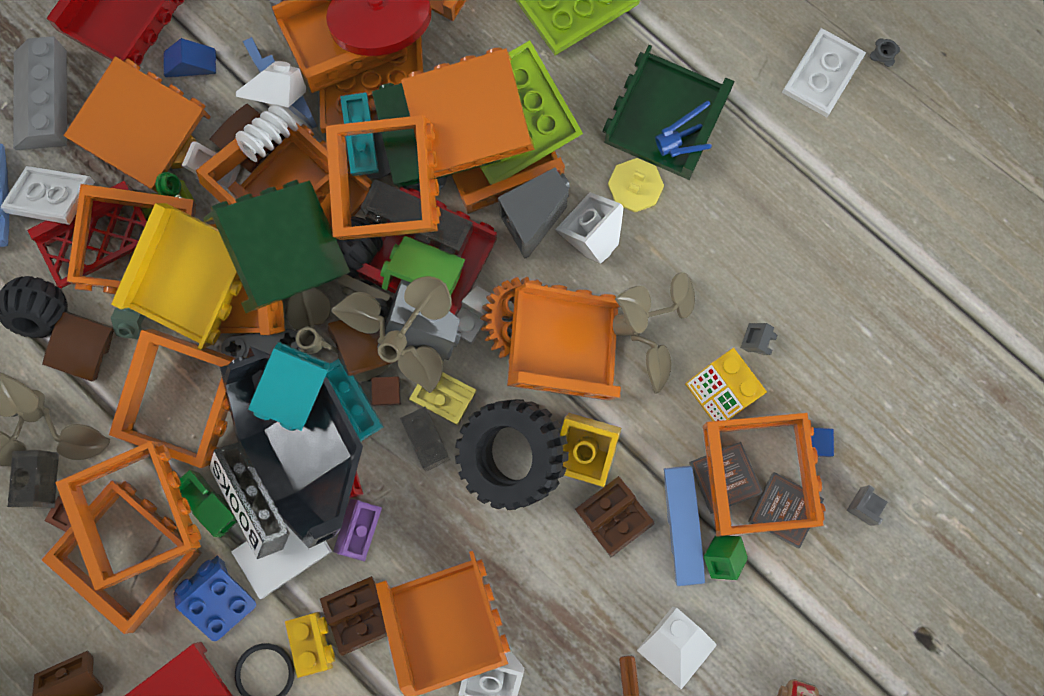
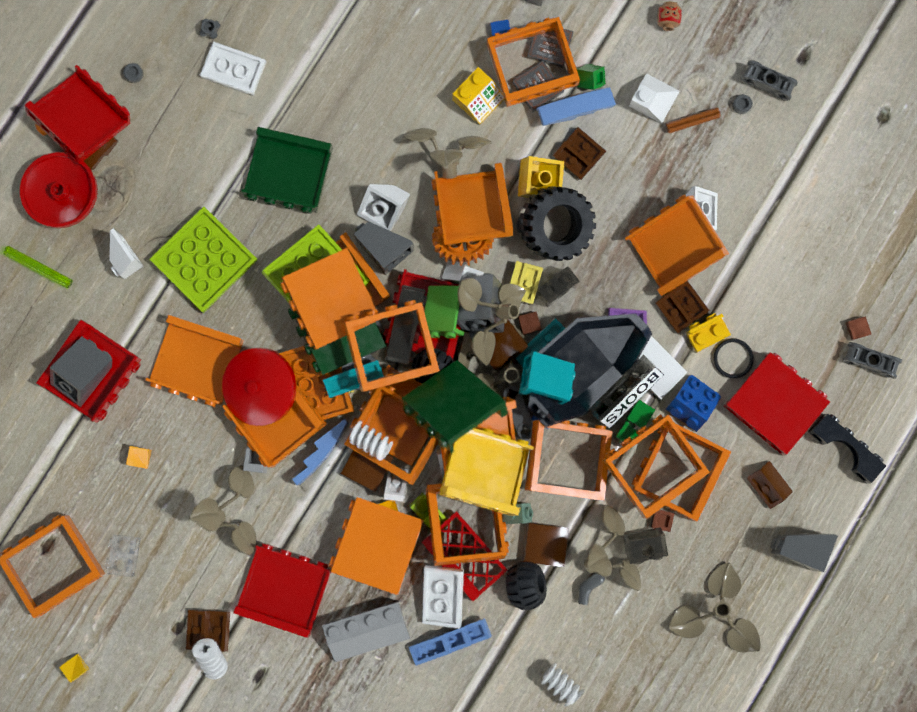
camera: 105 degrees left, 5 degrees up
(168, 184) = (418, 509): green plate -> none
(189, 59) = (315, 527): blue slope -> none
(275, 85) = (335, 446): white slope -> none
(636, 185) = (344, 184): light yellow piece -> none
(670, 141) = (312, 162): blue plant -> none
(758, 338) = (439, 80): dark grey tile -> none

